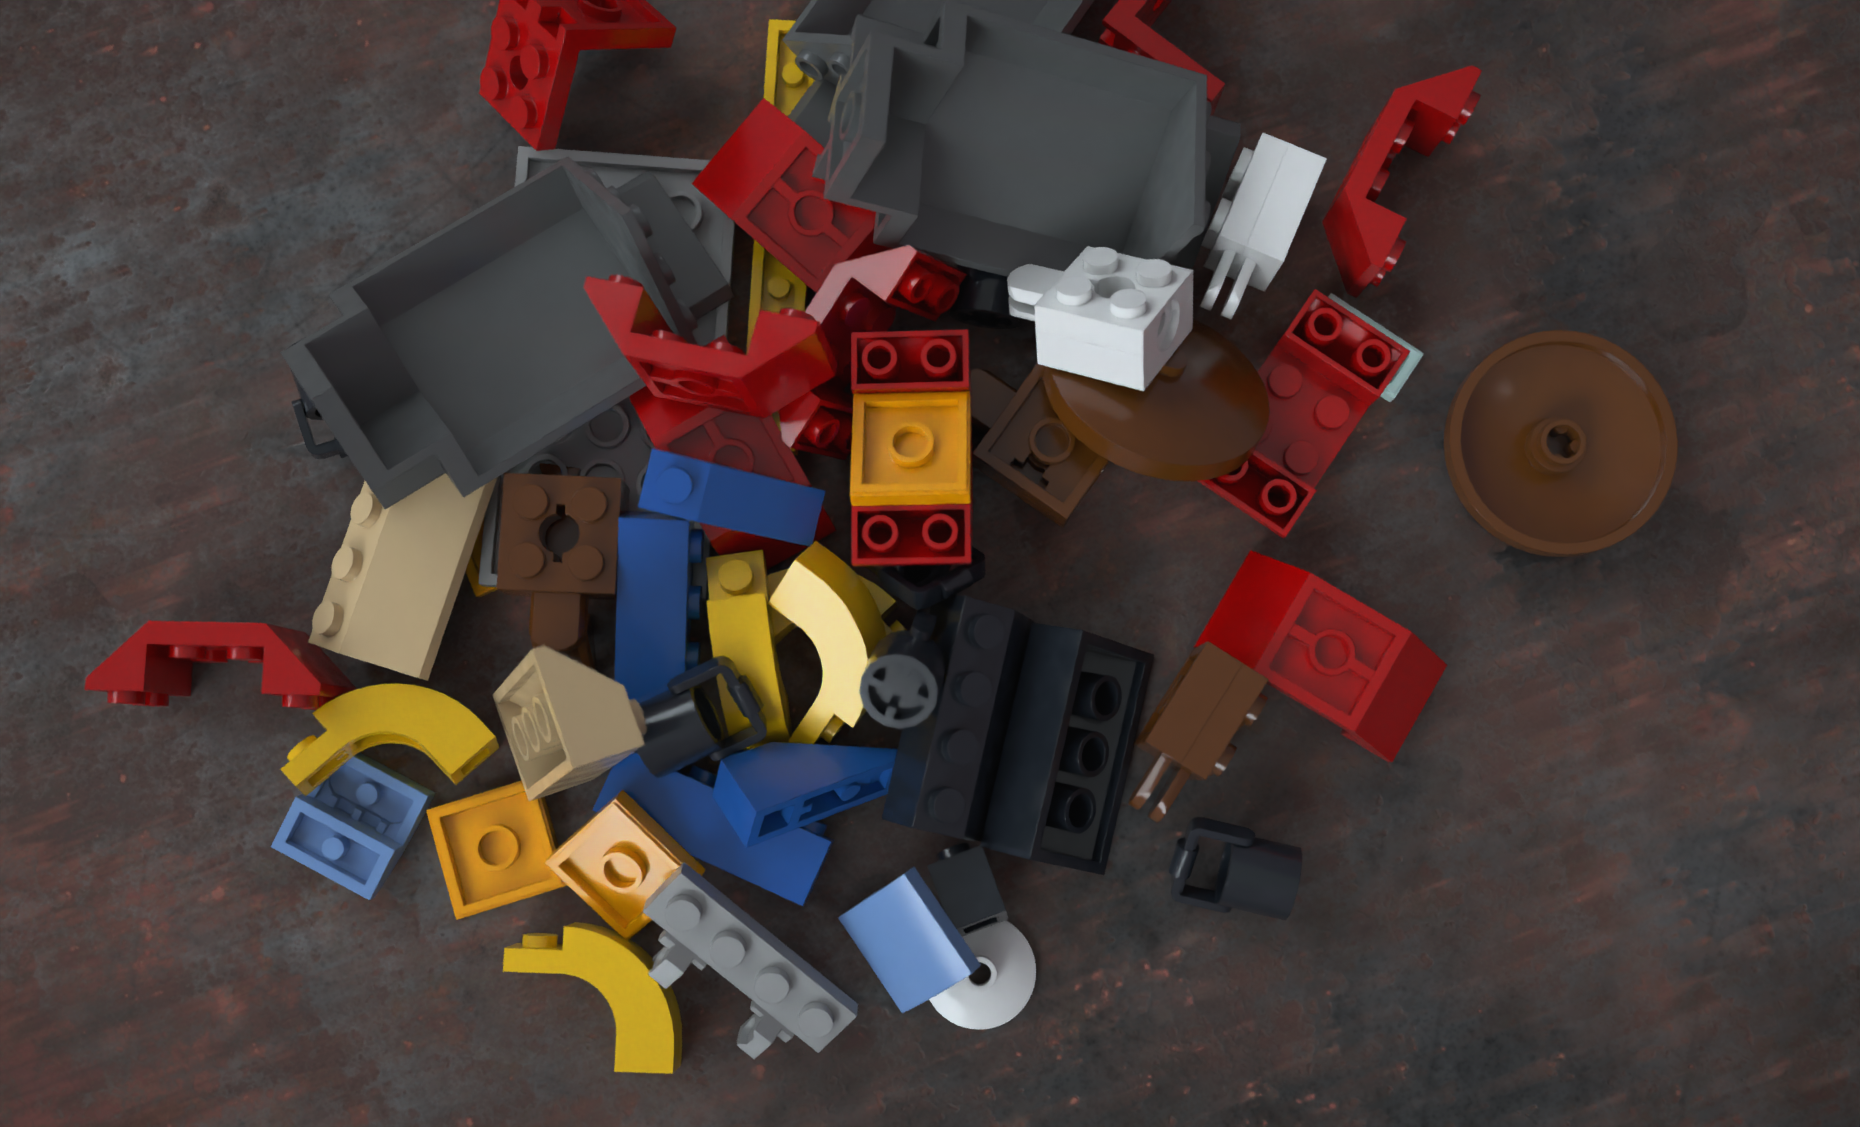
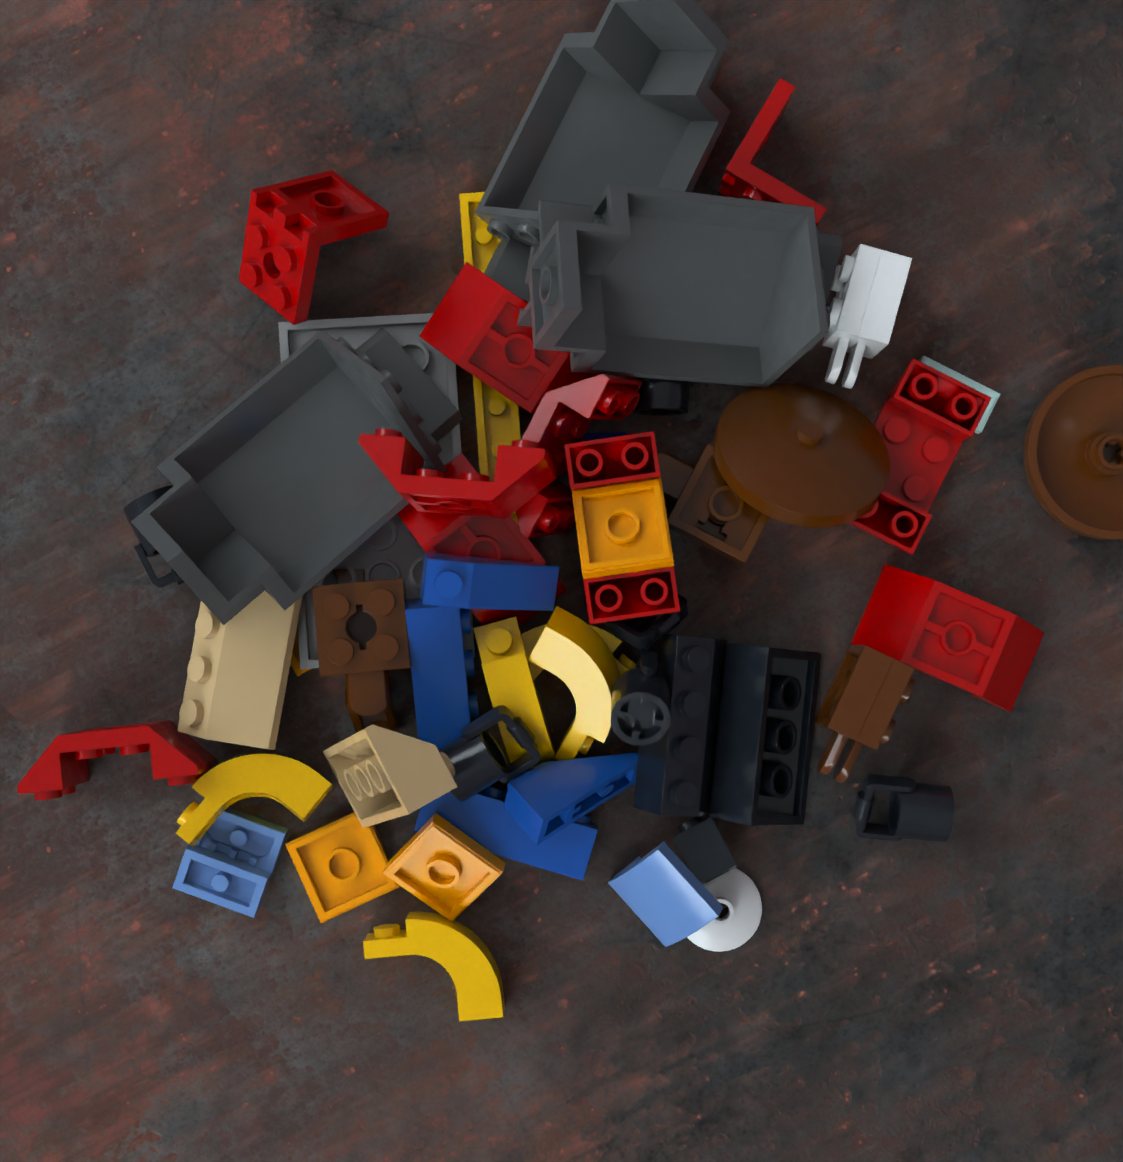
camera: 10 degrees left, 5 degrees up
(784, 988) = (576, 942): light grey hinge -> none
(1106, 314) = (757, 405): white brick -> none
(1415, 117) = (944, 311): red slope -> none

